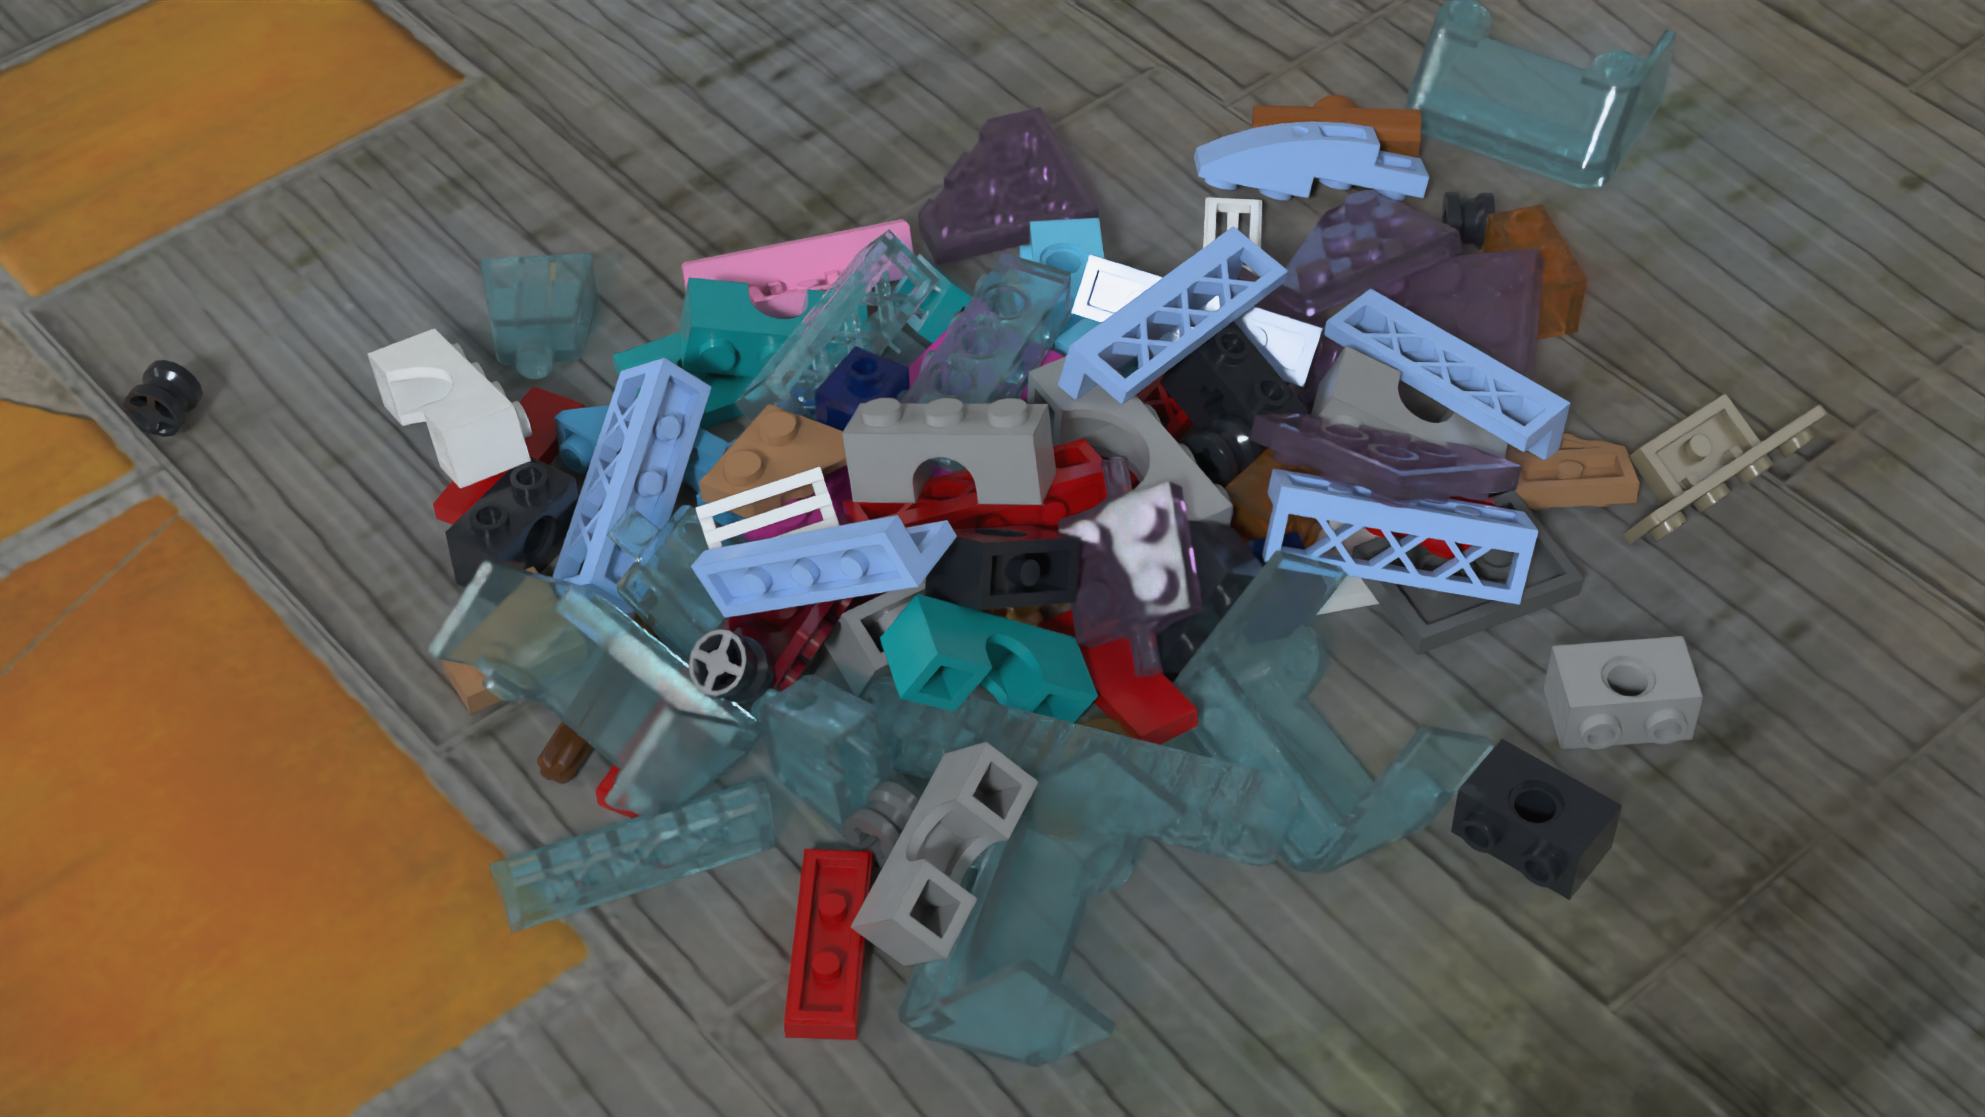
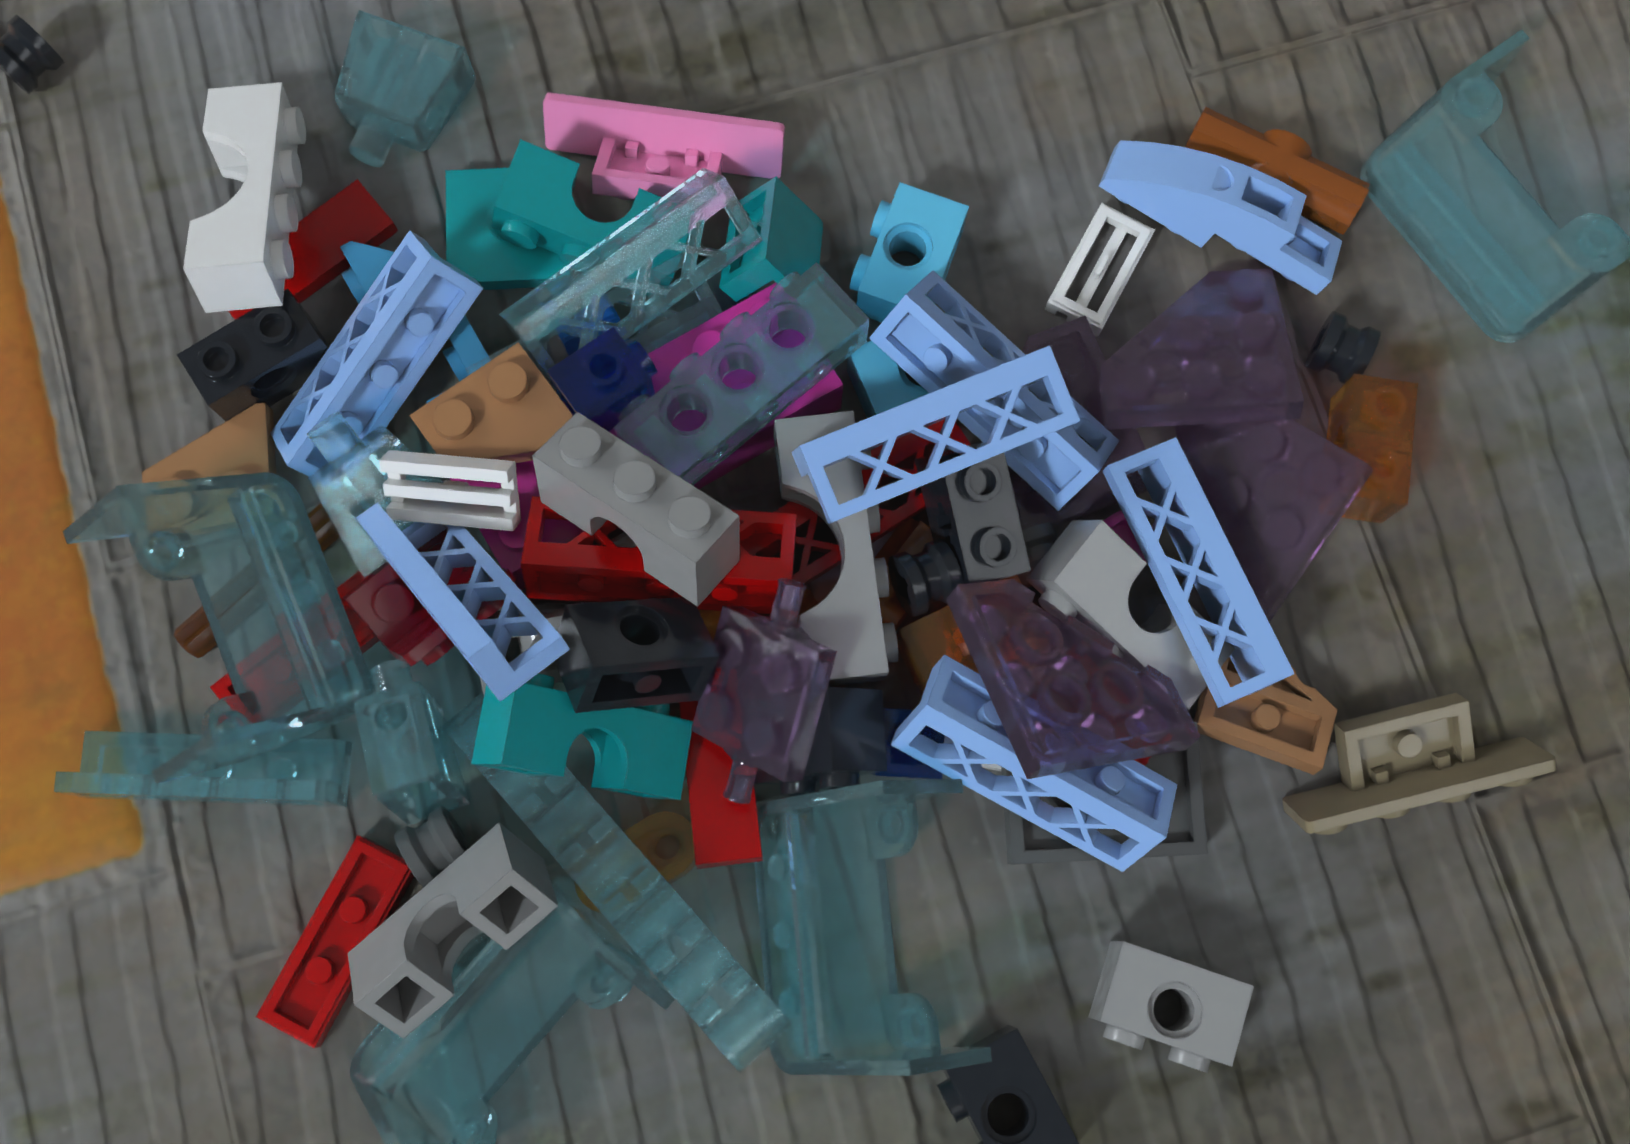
camera: 20 degrees right, 30 degrees up
(716, 674) = (351, 640): black wheel -> none
(1000, 186) = (911, 112): clear purple plate -> none

